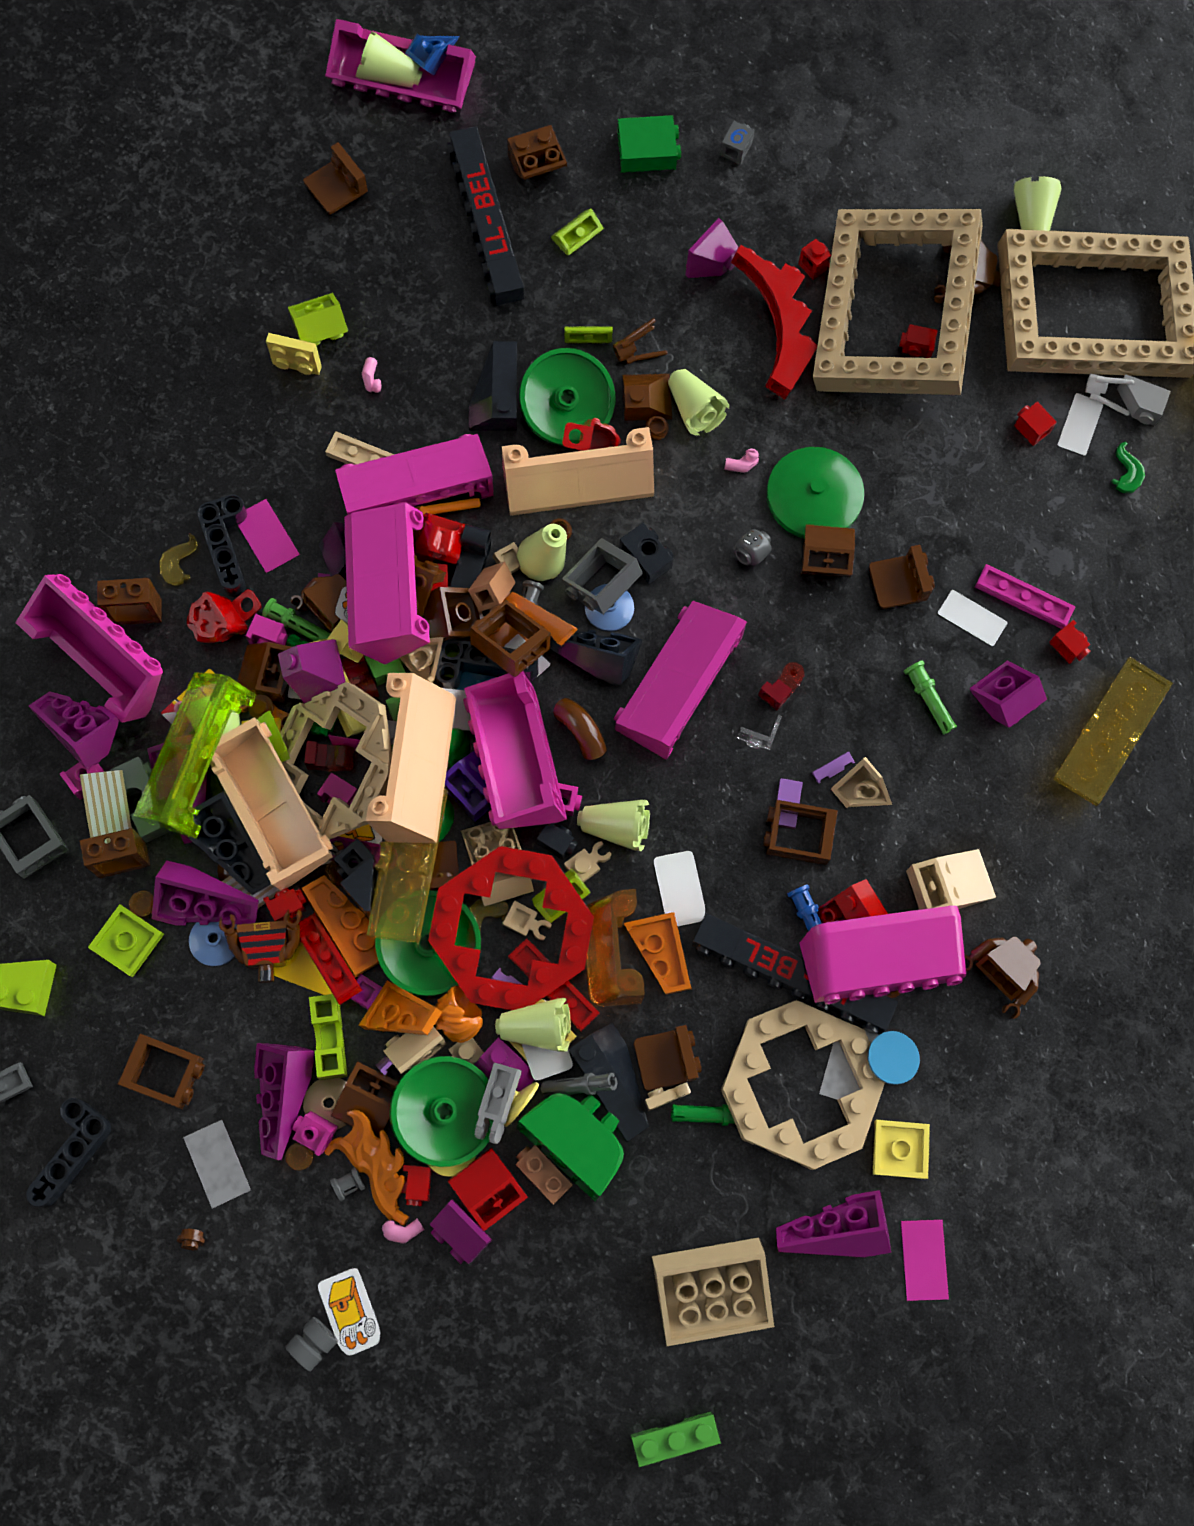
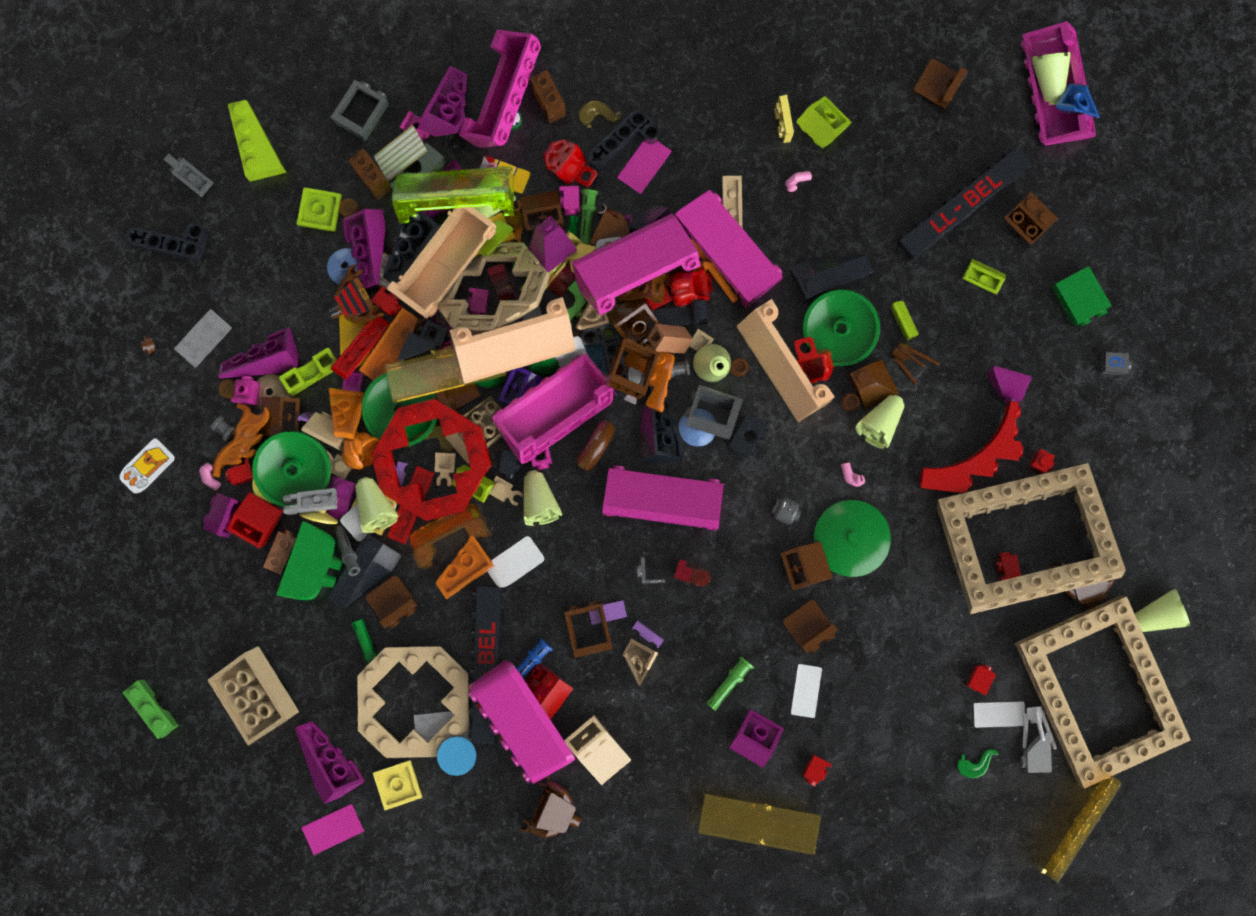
camera: 75 degrees right, 10 degrees up
(138, 1059) = (241, 256): reddish brown window -> none
(308, 1347) = (117, 452): dark grey wheel -> none
(660, 1097) = (363, 608): tan plate -> none
(1024, 596) = (839, 723): dark pink tile -> none

